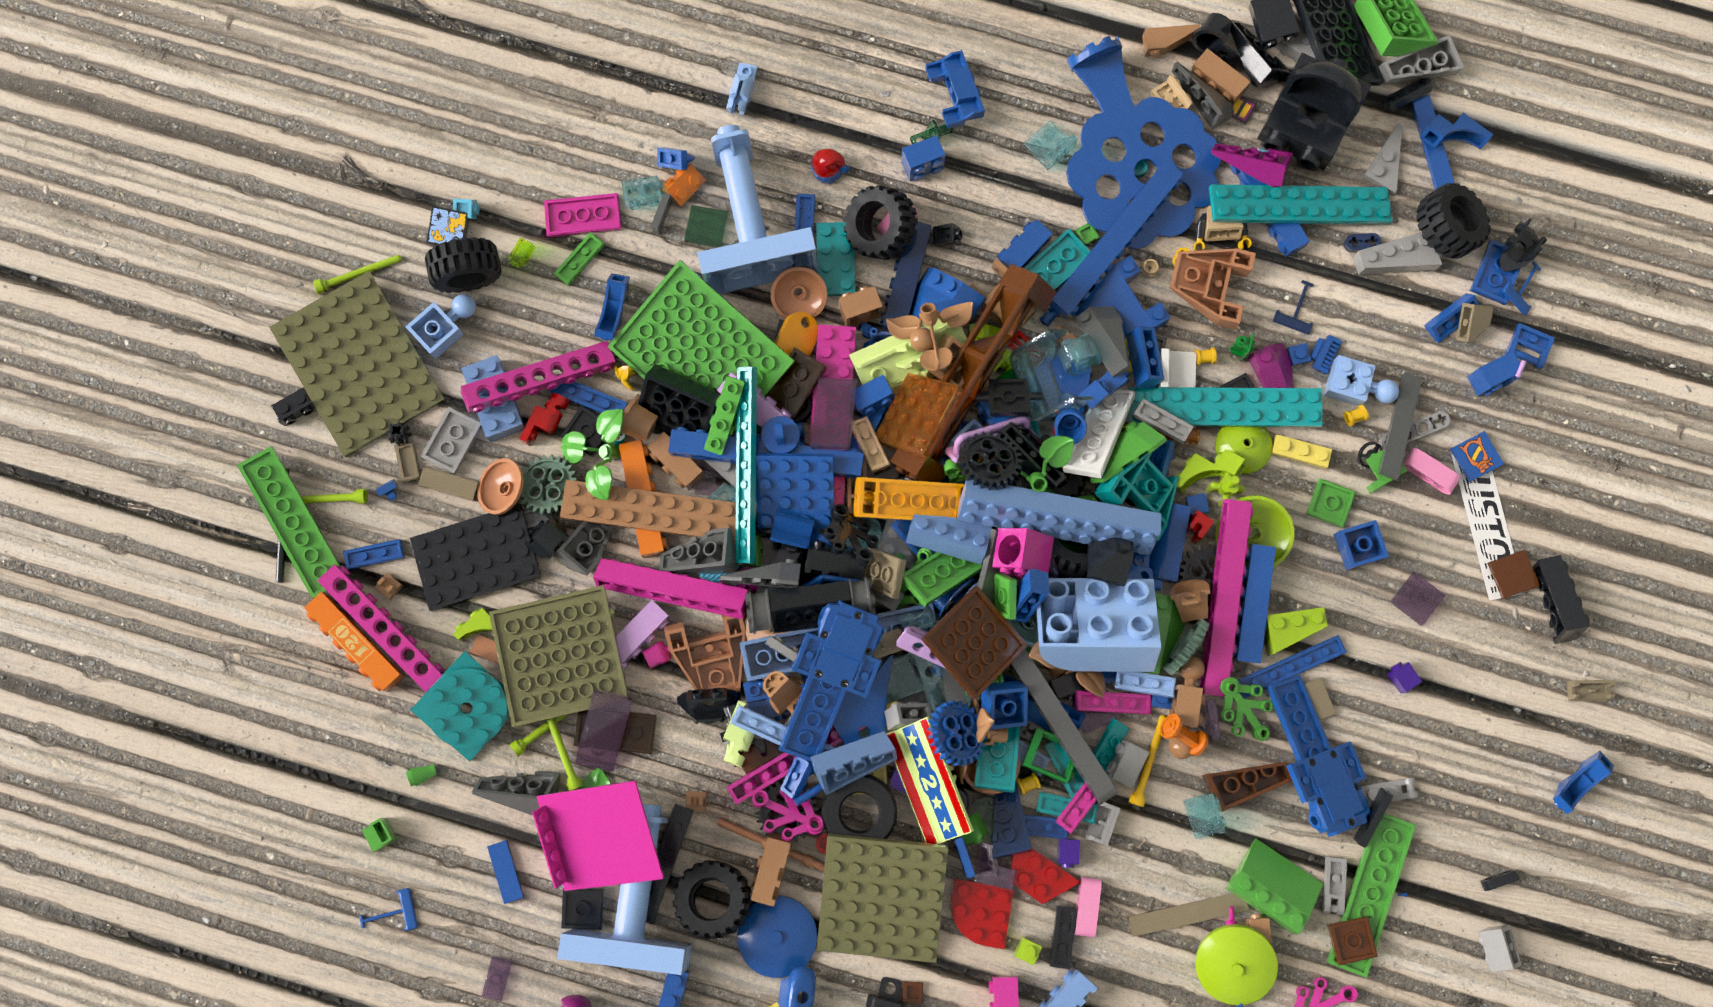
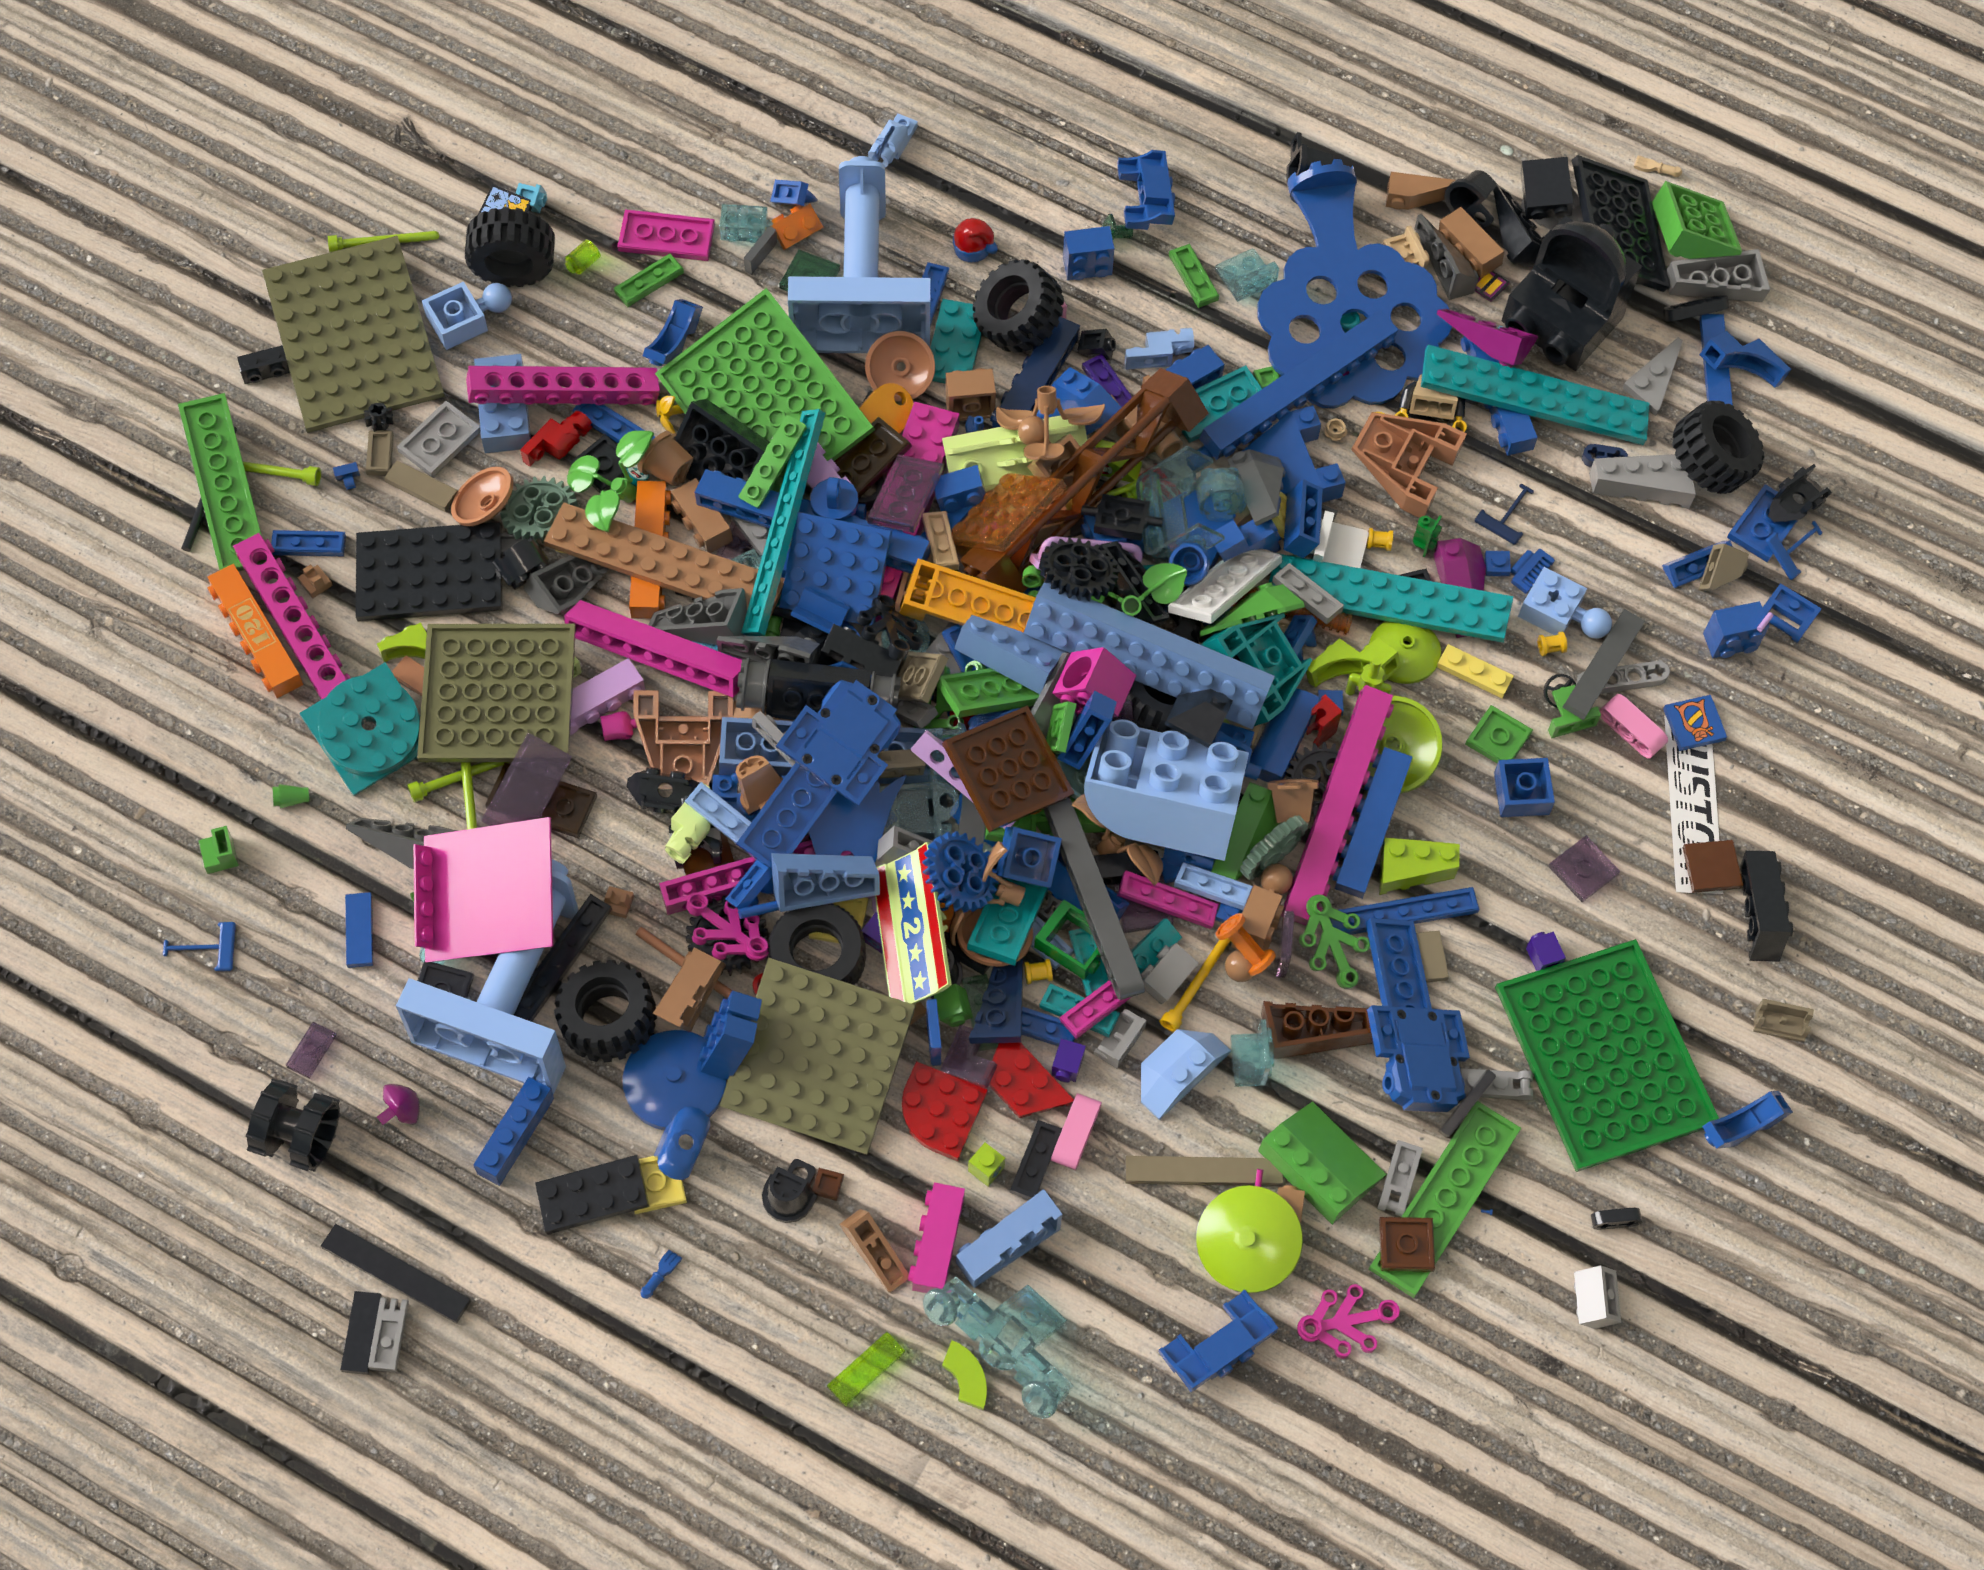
camera: 10 degrees right, 15 degrees down
(811, 911) = (730, 1035): none -> blue piece
(964, 268) = (1102, 373): none -> dark purple tile
(998, 228) = (1160, 349): none -> light blue plate
(1008, 155) = (1193, 275): none -> bright green tile
(1075, 36) = (1303, 157): none -> black container
(1152, 836) = (1178, 1068): none -> light blue wedge
(1466, 749) = (1606, 1055): none -> green plate

